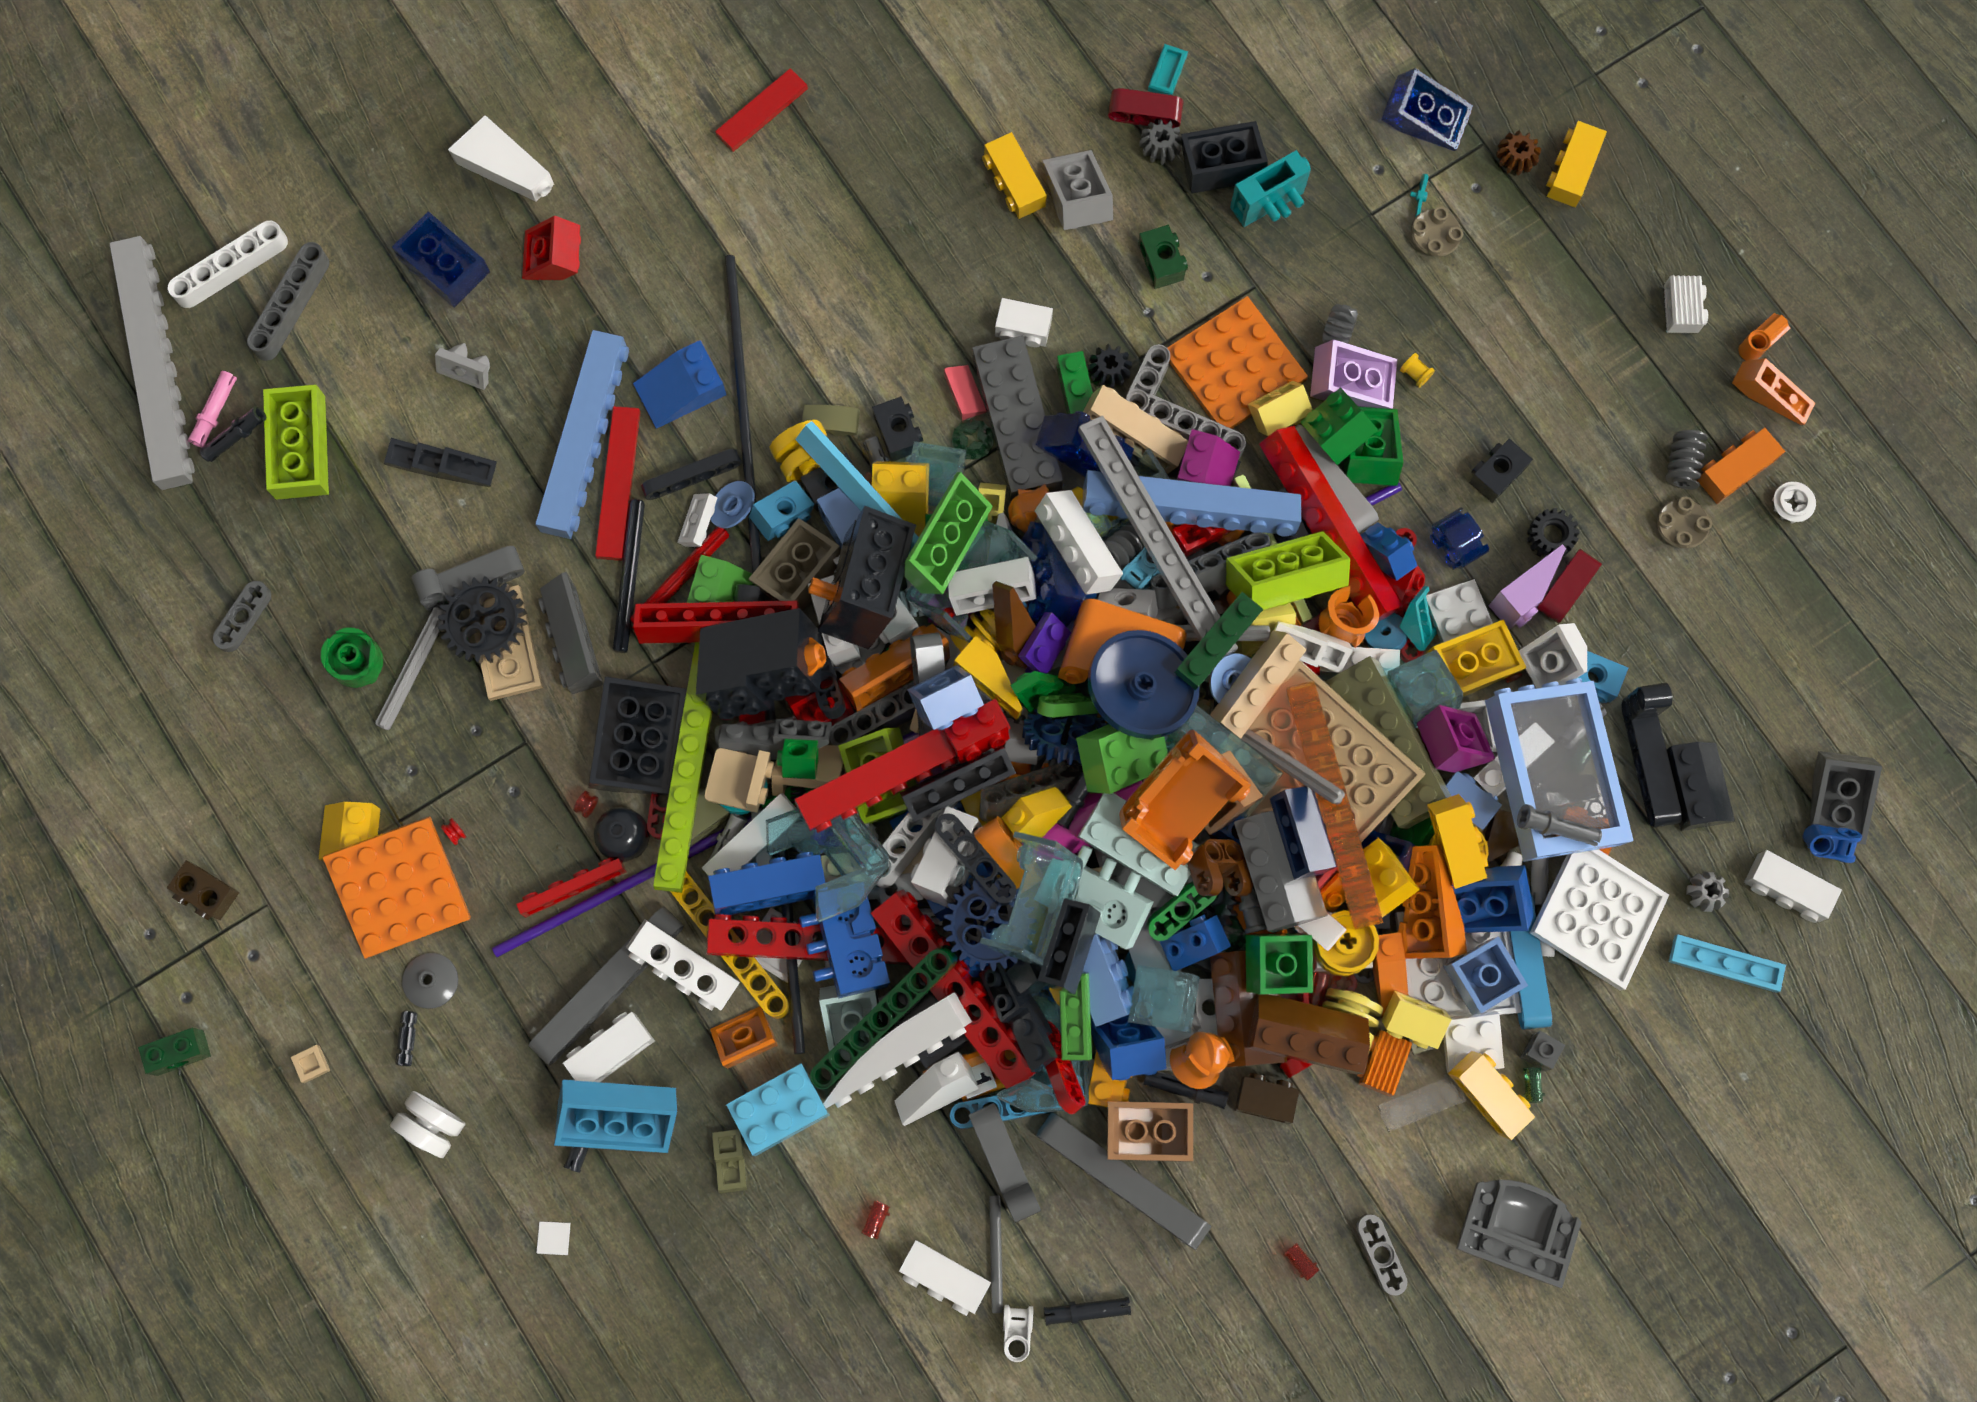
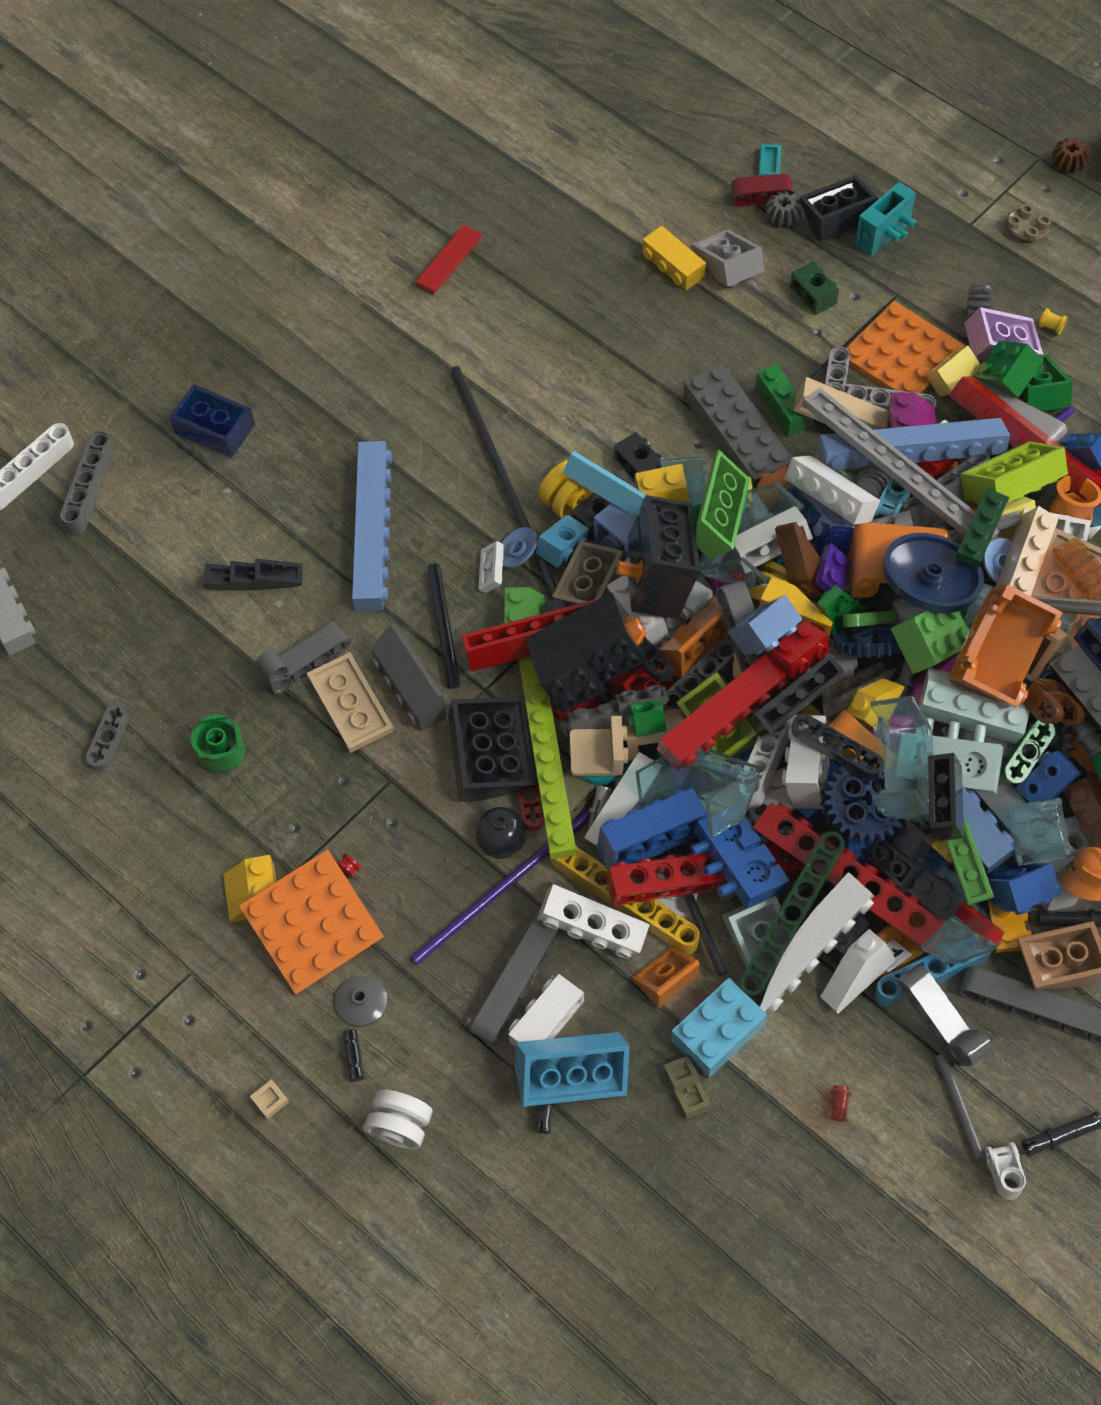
camera: 10 degrees left, 15 degrees down
(174, 1051) = (137, 1119): dark green brick -> none
(204, 887) = (132, 966): dark brown brick -> none
(211, 411) = (38, 588): bright pink pin -> none
(240, 428) = (72, 583): black pin -> none
(295, 442) = (122, 585): lime brick -> none
(410, 670) = (272, 743): light grey axle -> none
(459, 367) = (252, 498): light grey tile -> none
(492, 641) = (327, 683): black gear -> none
(500, 159) = (243, 340): white slope -> none
(551, 250) = (303, 394): red slope -> none
(553, 1238) = (542, 1200): white sticker -> none
(562, 891) = (462, 891): red plate -> none
(585, 804) = (461, 814): clear red bush -> none
(618, 483) = (412, 557): red tile -> none
(680, 385) = (444, 468): blue slope -> none
(687, 568) = (492, 608): red axle -> none
(691, 474) = (474, 534): black beam -> none
(944, 1278) = (921, 1137): white brick -> none
(964, 391) = (685, 422): coral slope -> none
(976, 449) = (696, 450): clear green gear -> none
(1023, 319) = (712, 354): white brick -> none
(1062, 440) = (795, 426): clear blue brick -> none
(1110, 376) = (799, 369): black gear -> none
(1420, 195) = (1005, 202): teal piece -> none
(1427, 110) = (986, 142): clear blue slope -> none

